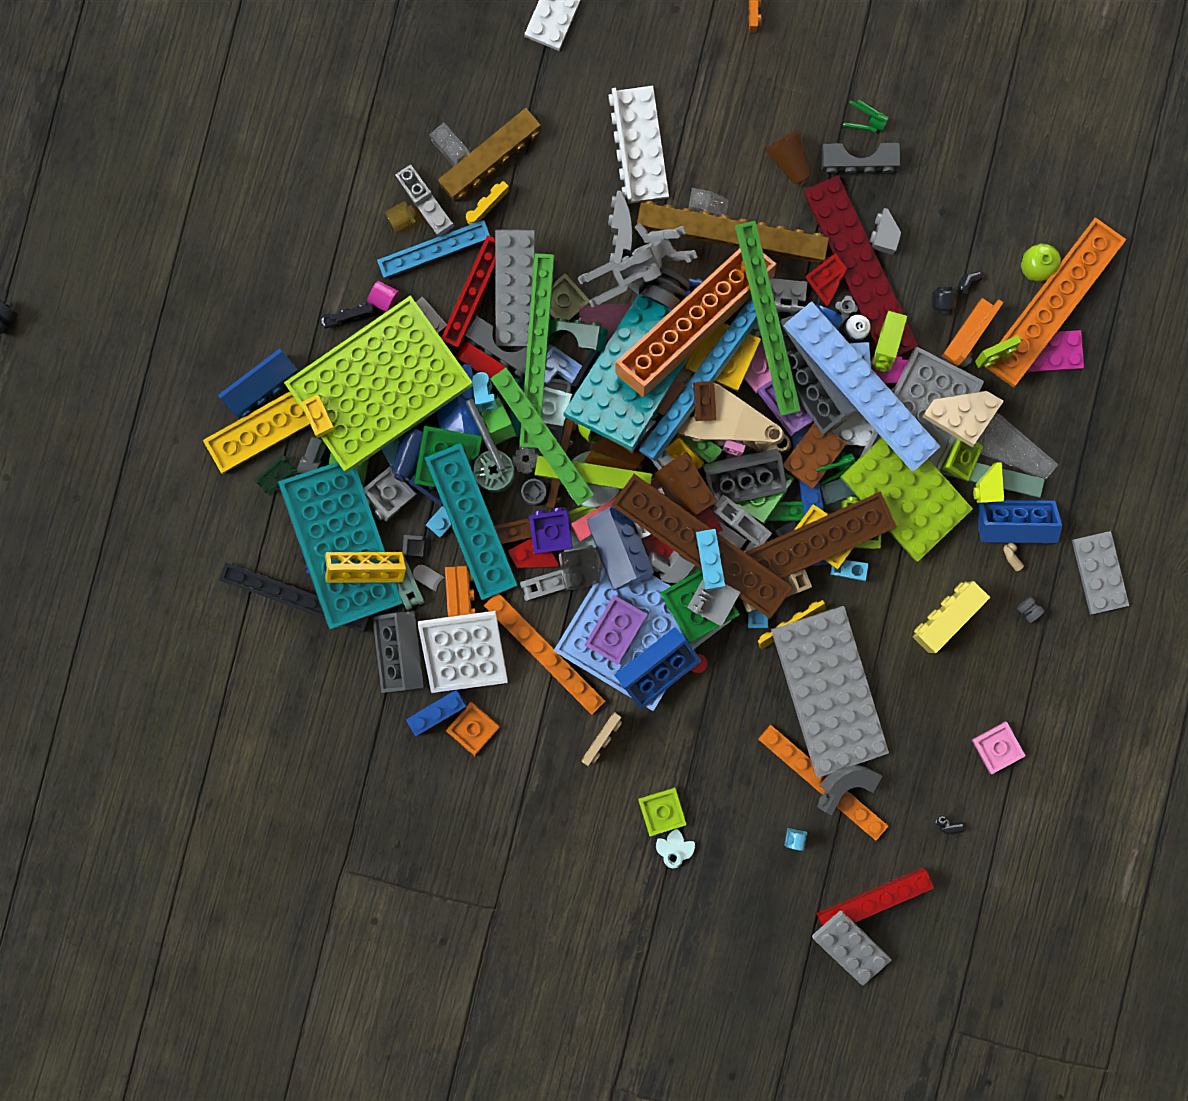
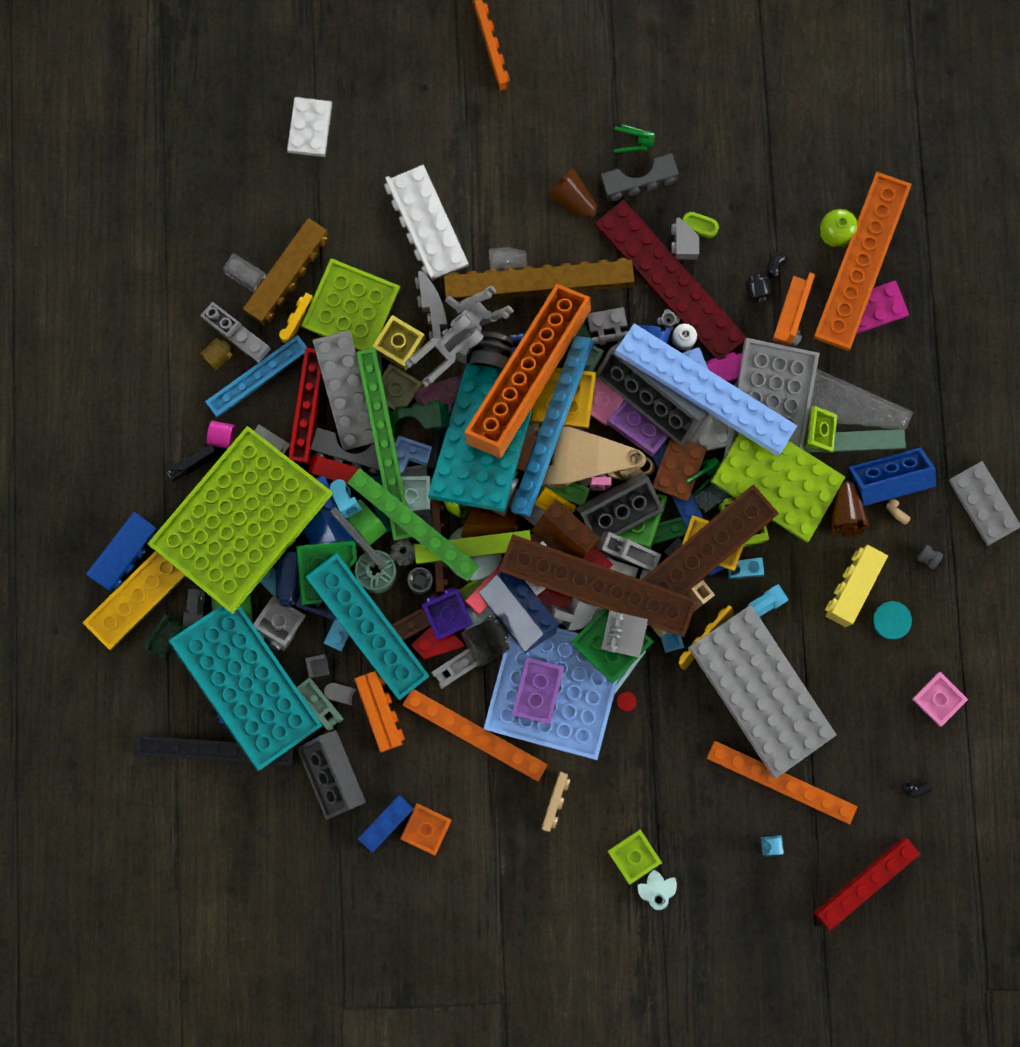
camera: 20 degrees left, 5 degrees down
(317, 416) = (189, 566): yellow plate -> none
(365, 571) = (278, 703): yellow fence -> none
(463, 651) = (395, 755): white plate -> none
(543, 202) = (351, 302): none -> lime plate
(578, 254) = (398, 342): none -> light yellow brick
(657, 667) = (589, 716): blue slope -> none
(704, 401) = (560, 445): reddish brown plate -> none
(710, 559) = (610, 595): medium azure plate -> none
(767, 318) = (597, 350): bright green plate -> none
(827, 277) = (641, 297): red wing -> none
(844, 779) = (801, 773): dark grey arch -> none
(851, 947) = (858, 936): light grey plate -> none
(865, 606) = (771, 599): none -> medium azure piece
(889, 341) = (718, 340): lime window -> none
(907, 222) = (701, 224): none -> lime tile
(964, 415) = (811, 389): tan plate -> none
(965, 543) = (848, 511): none -> reddish brown cone
(975, 659) = (892, 620): none -> teal tile
(990, 485) = (855, 450): neon yellow slope -> none
(1002, 350) = (826, 319): lime plate -> none

